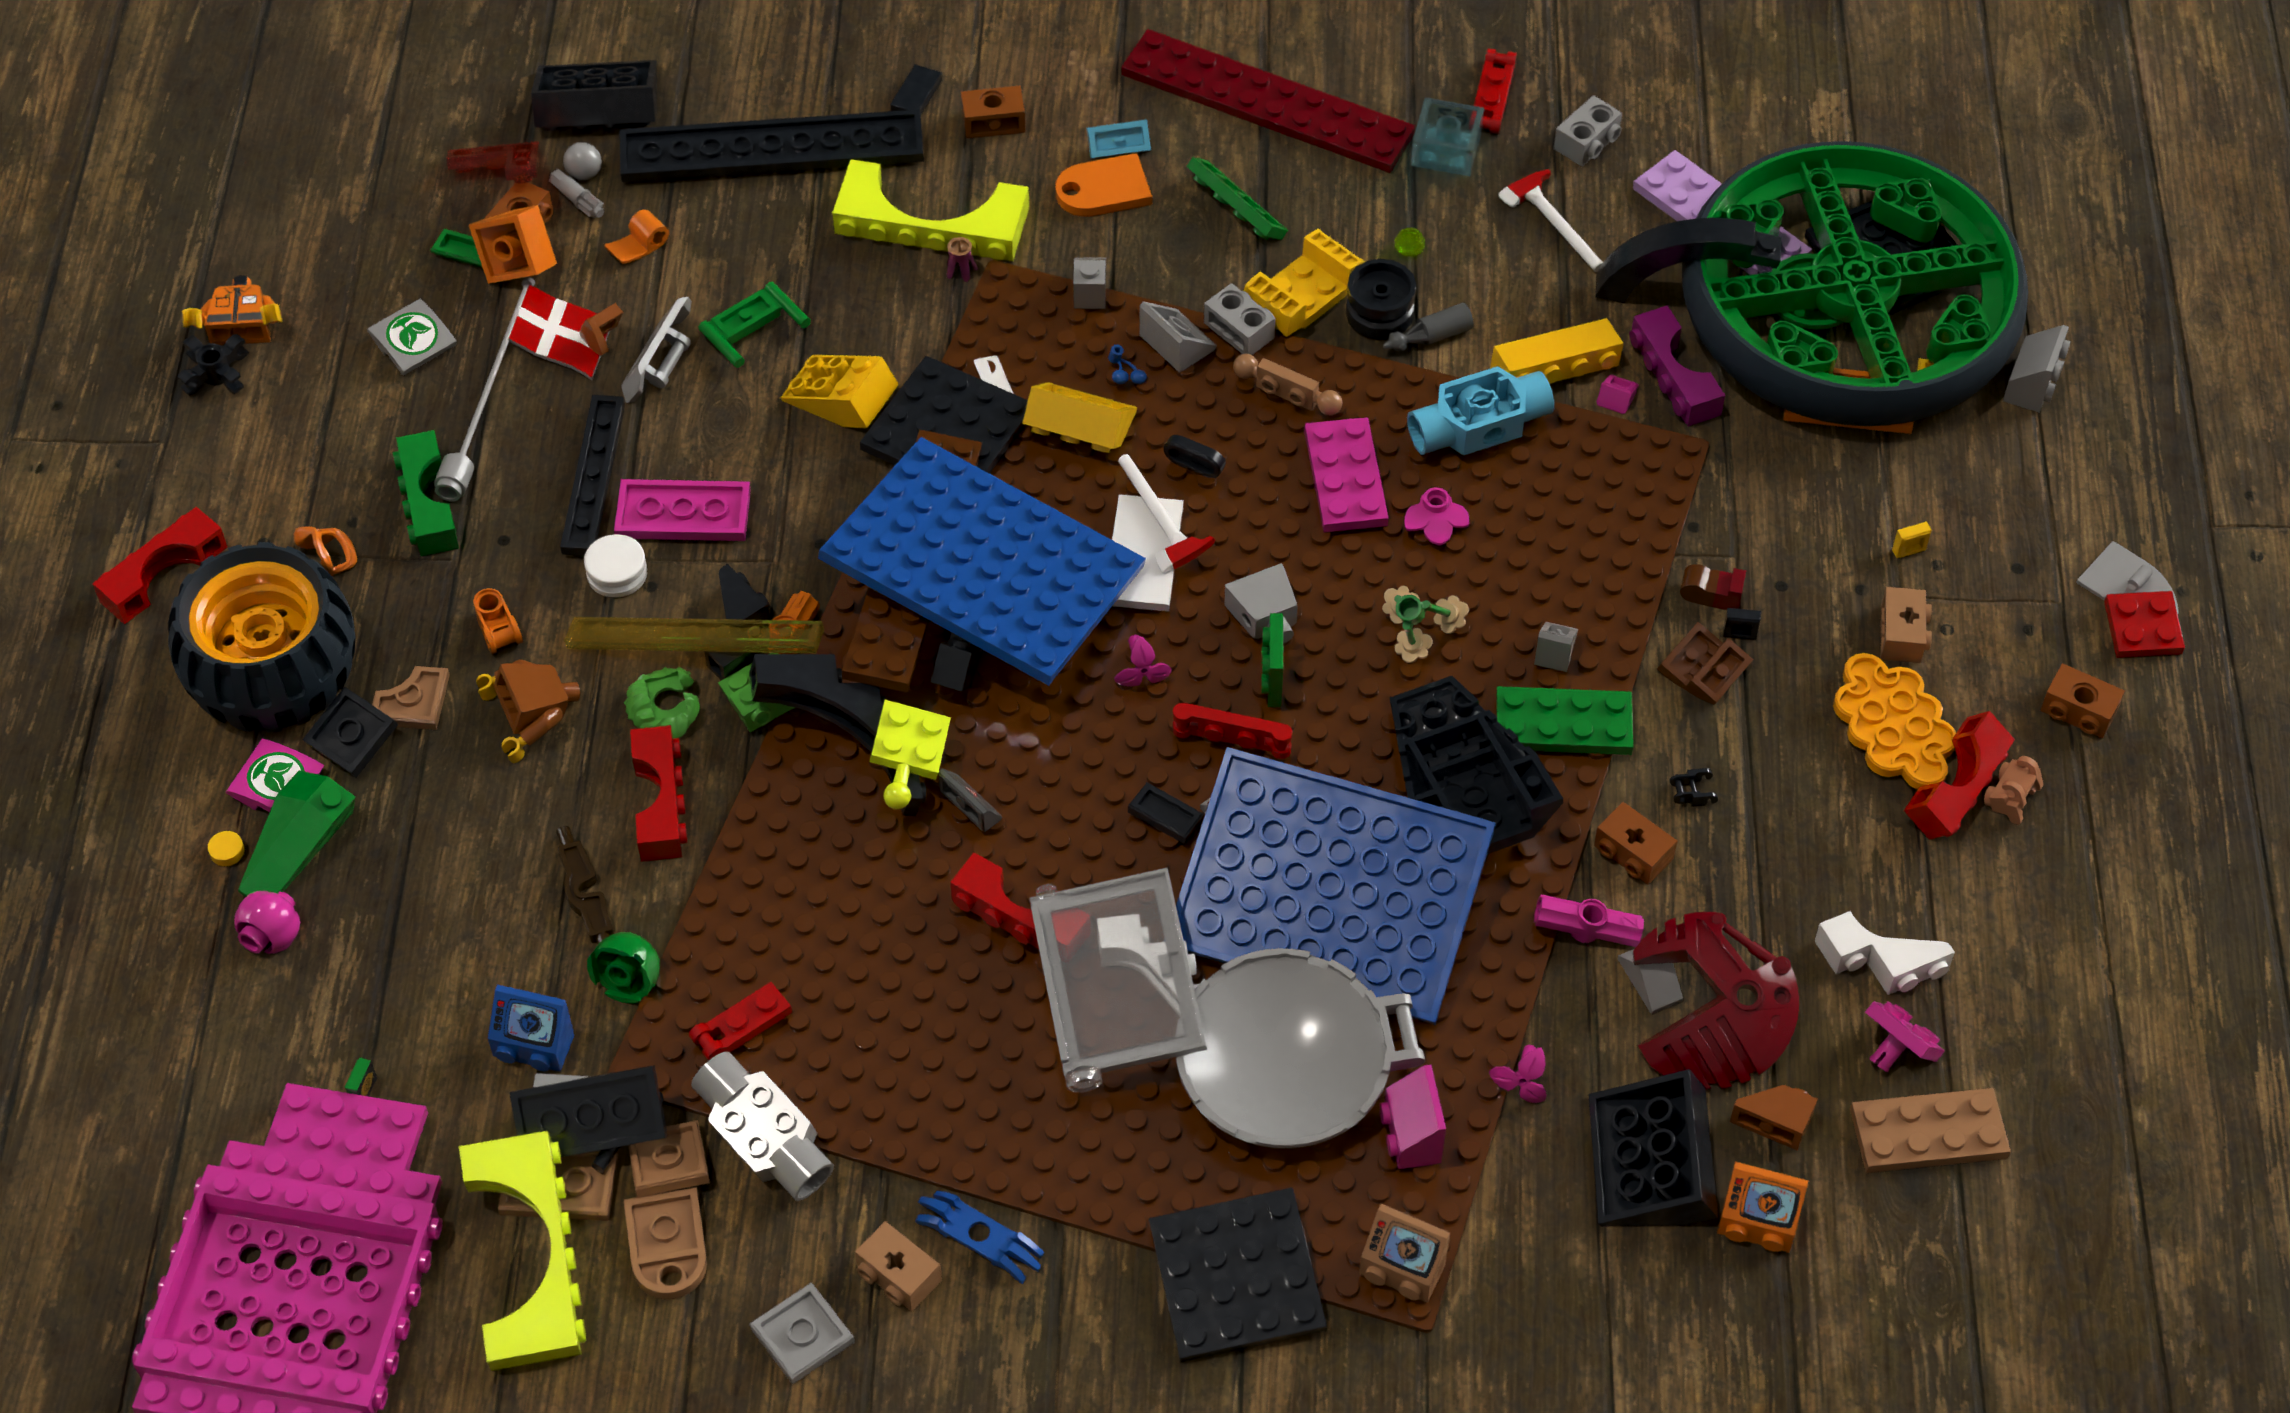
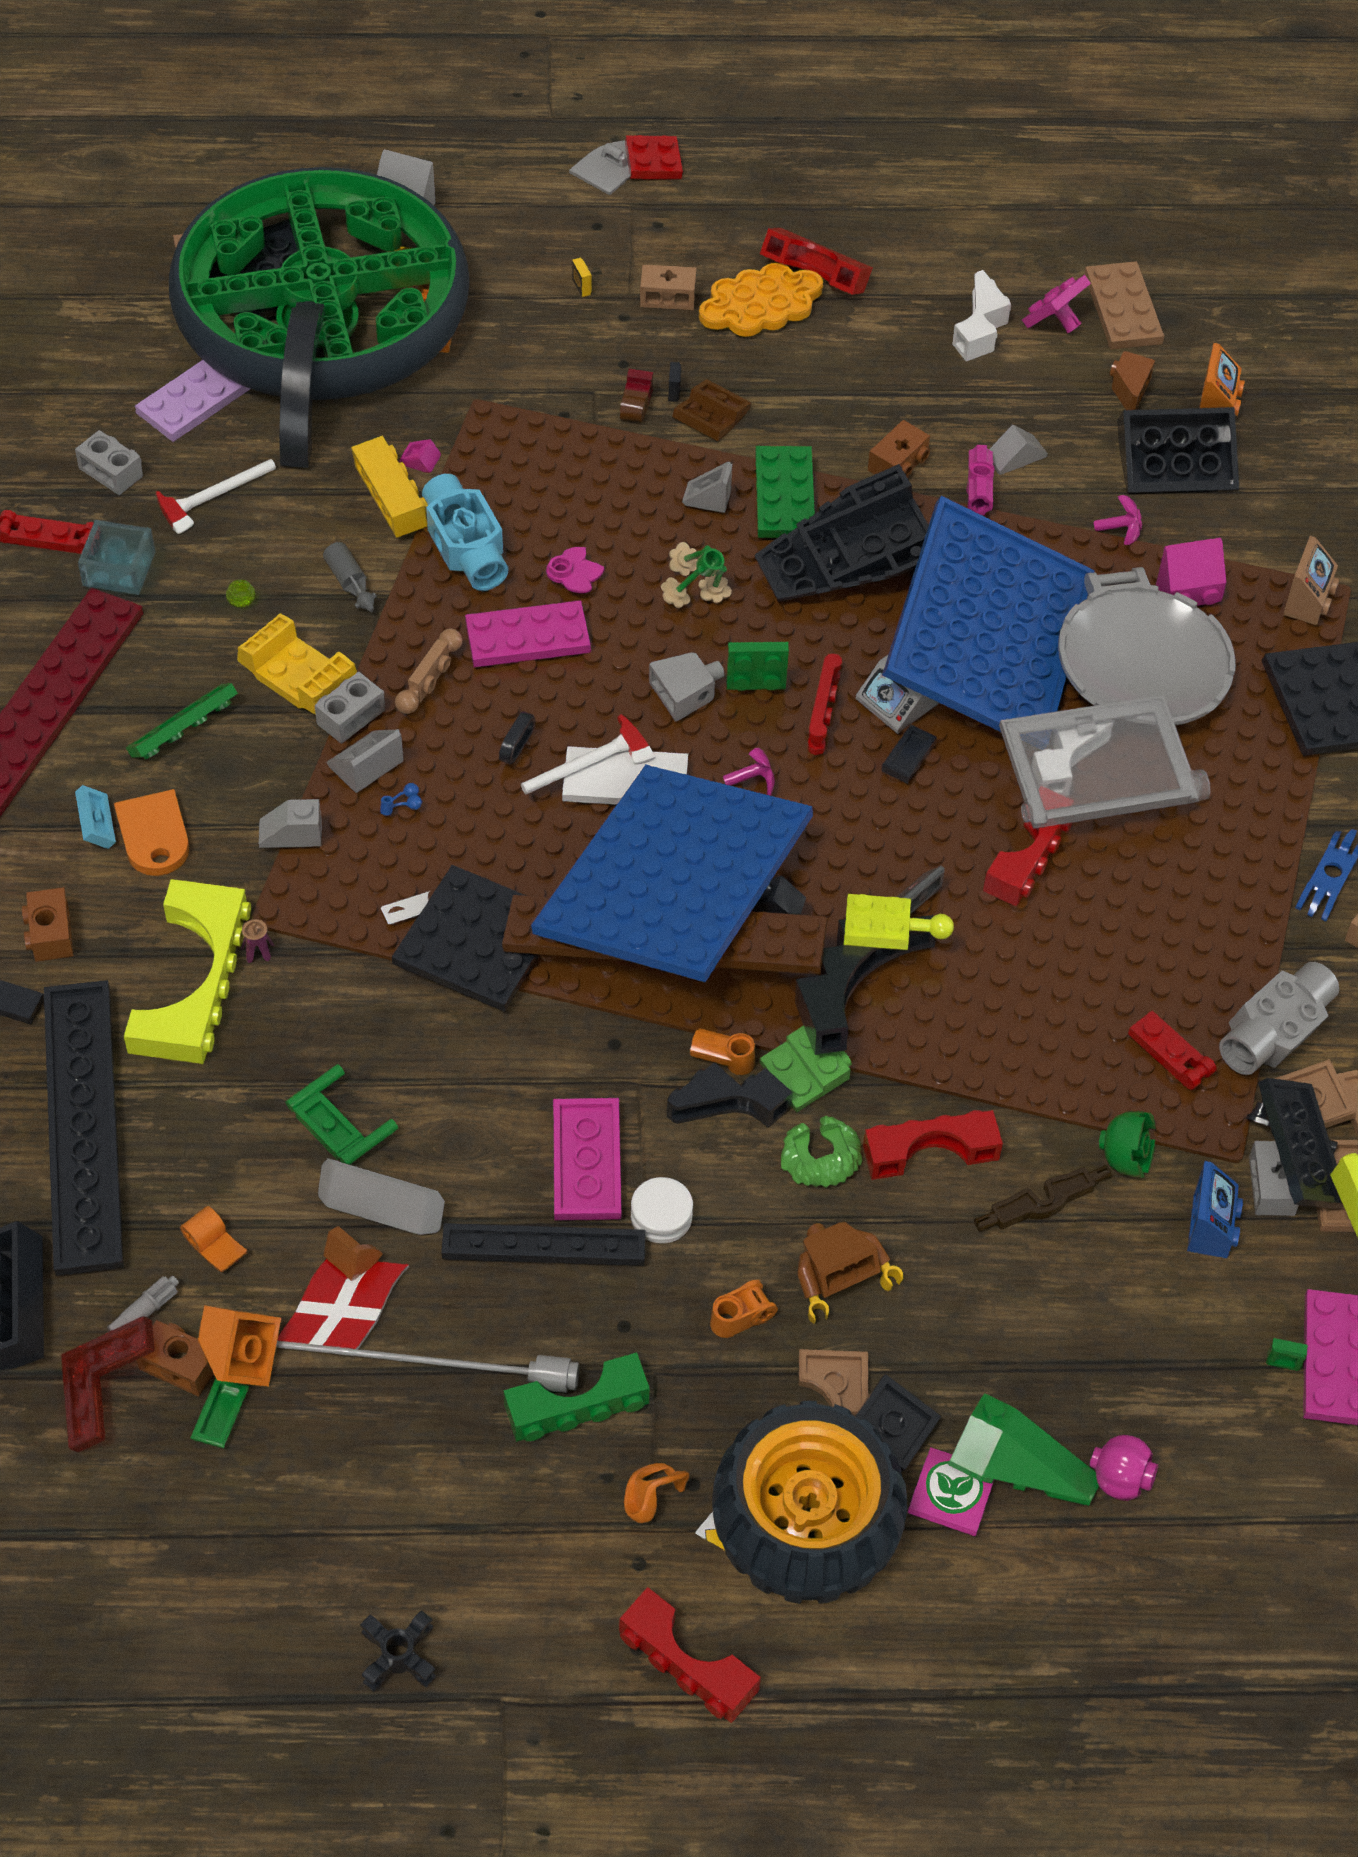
camera: 95 degrees left, 0 degrees up
(226, 848) = (1038, 1527): yellow tile -> none
(235, 310) = (322, 1631): orange torso -> none
(412, 336) = (351, 1448): slope -> none
(582, 161) = (96, 1304): light grey piece -> none
(694, 634) = (757, 1121): clear yellow tile -> none
(842, 388) = (425, 1035): yellow slope -> none
(1078, 416) = (469, 825): yellow slope -> none
(1380, 298) = (321, 605): black wheel -> none
(1692, 393) = (428, 403): magenta arch -> none
(1694, 797) = (826, 422): black piece -> none
(1723, 1036) = (1064, 392): dark red piece -> none
(2015, 783) = (821, 231): nougat piece -> none
(2082, 700) = (734, 193): dark orange brick -> none

